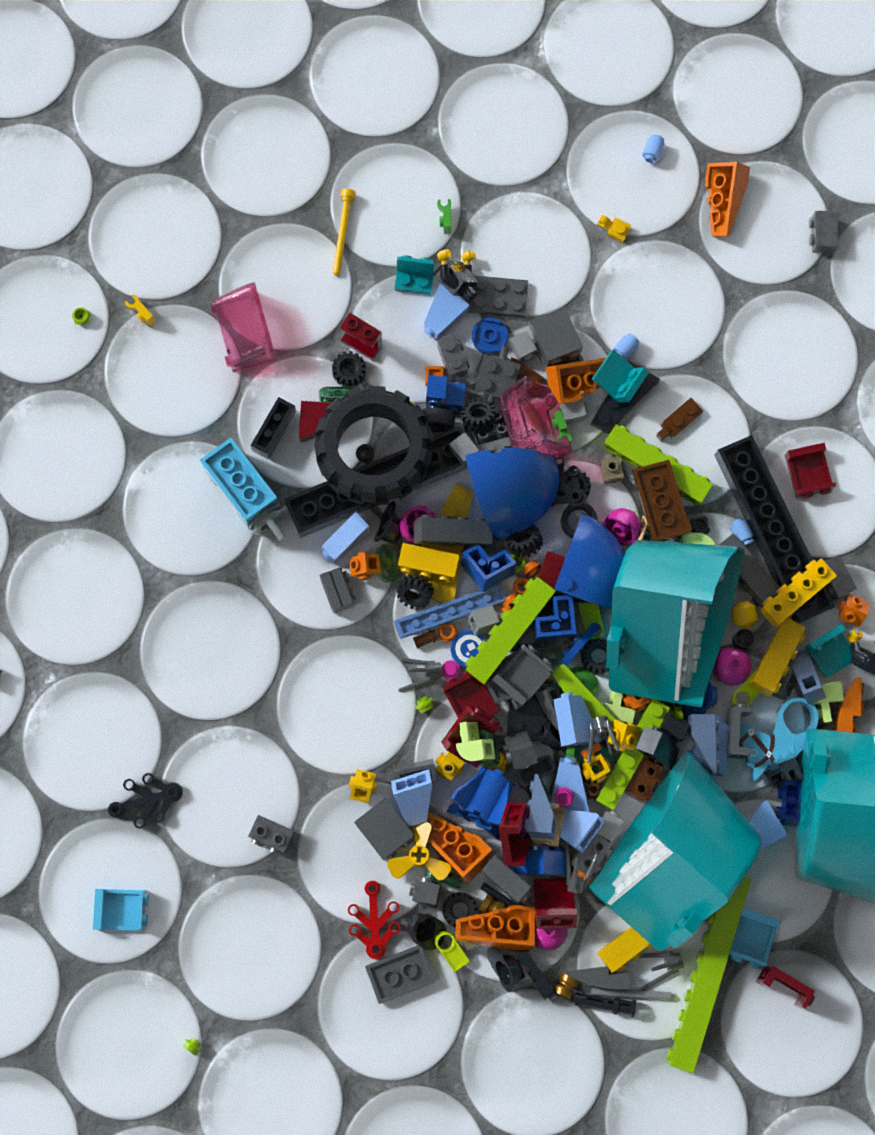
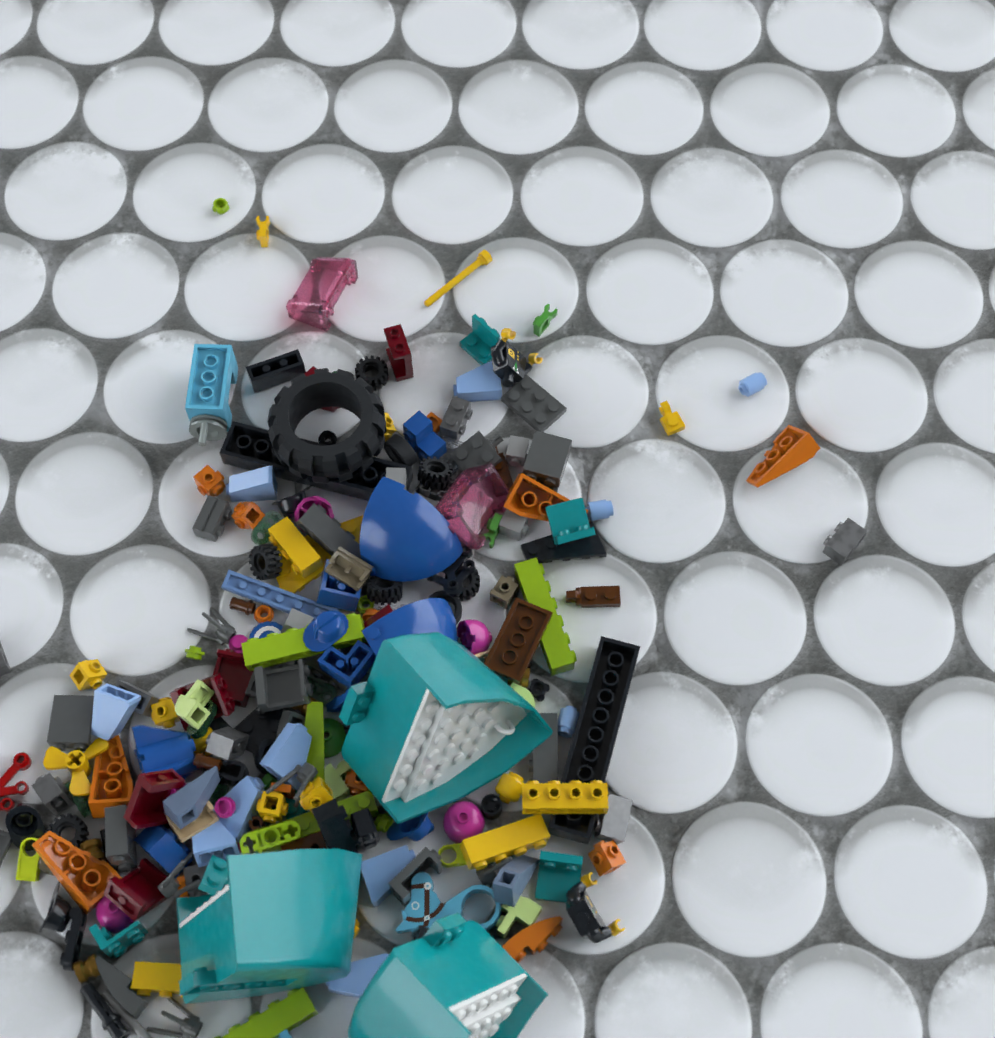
camera: 45 degrees right, 15 degrees down
(306, 556) = (209, 482): none -> orange brick
(489, 336) = (500, 423): blue tile -> none
(489, 547) = (348, 569): none -> dark tan hinge
(522, 609) = (325, 630): none -> blue piece
(522, 776) = (206, 762): none -> reddish brown pin
(576, 954) = (117, 945): none -> teal bracket
(607, 850) = (215, 876): none -> teal plate
(614, 801) = (261, 843): none -> lime beam
(703, 736) = (382, 851): sand blue slope -> none
(809, 471) = (669, 717): dark red panel -> none

